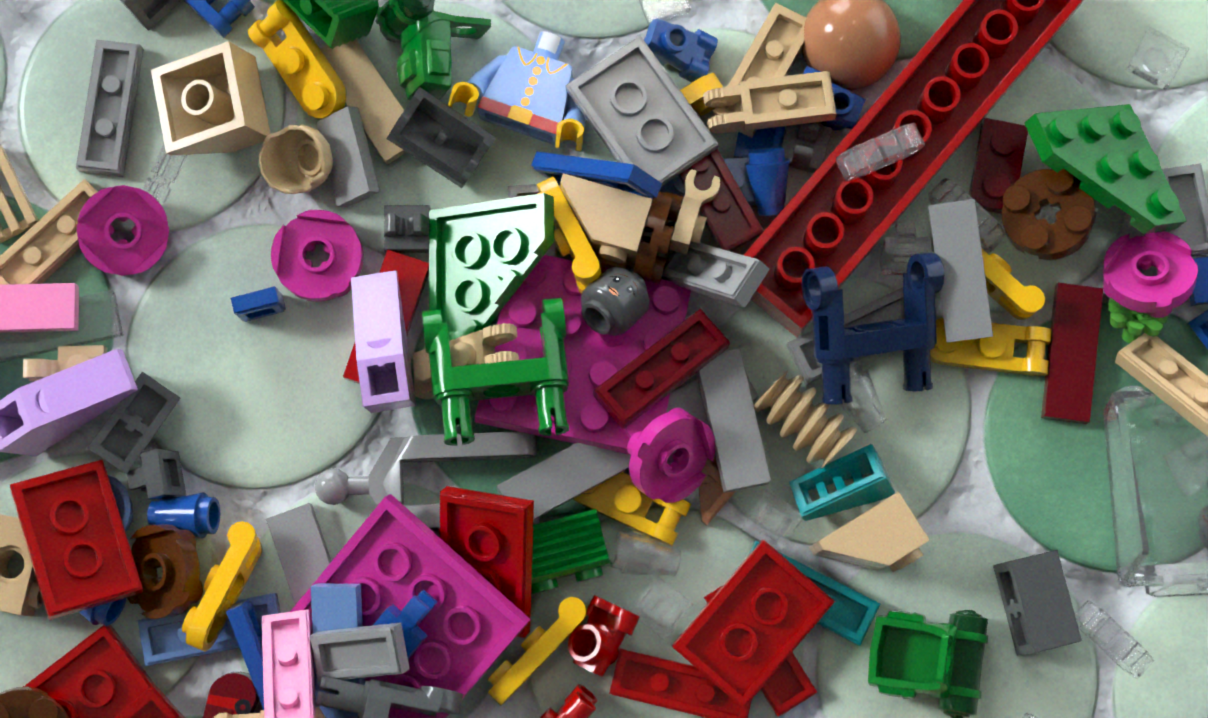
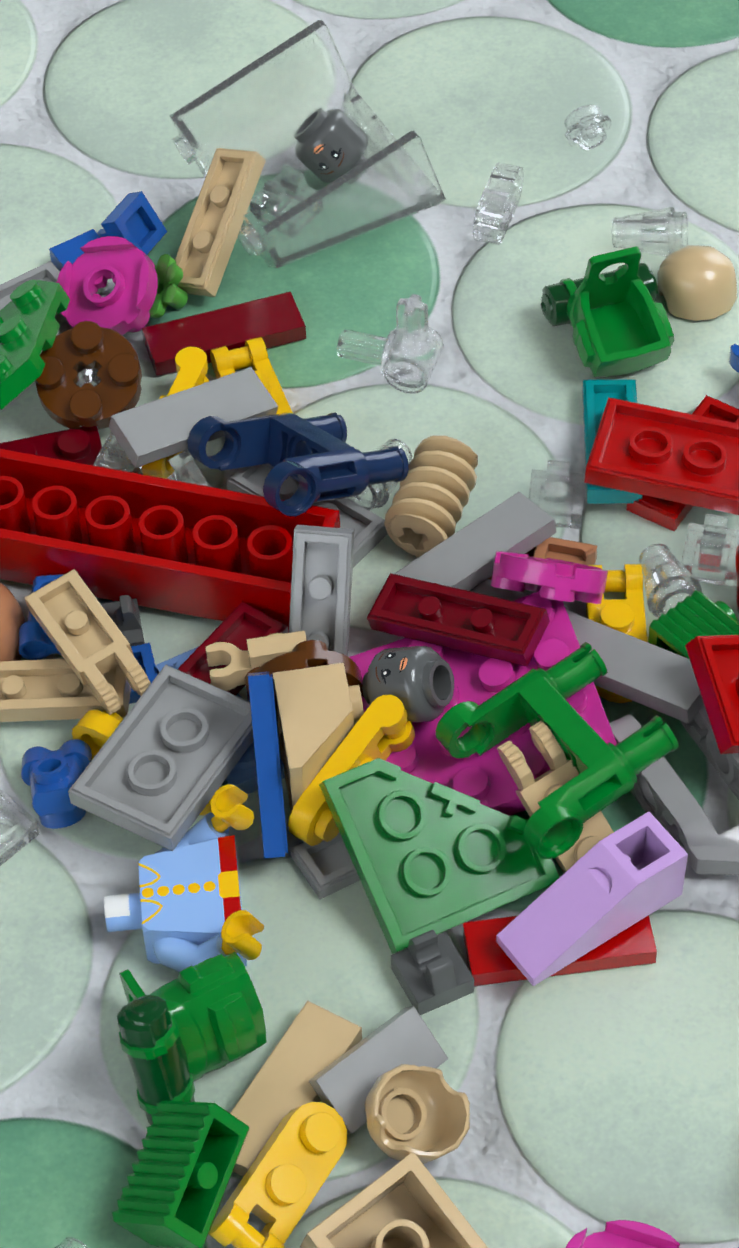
camera: 115 degrees left, 30 degrees down
(258, 304) = (625, 1078): blue tile -> none
(302, 236) = (519, 1081): dark pink plate -> none
(440, 137) = (301, 966): dark grey hinge -> none
(768, 179) = (172, 630): blue cone -> none
(861, 492) = (452, 420): teal slope -> none
(876, 538) = (520, 388): tan slope -> none
(880, 152) = (103, 502): clear beam -> none
(972, 475) = (406, 354): none -> clear axle
(1037, 603) = (501, 266): dark grey hinge -> none

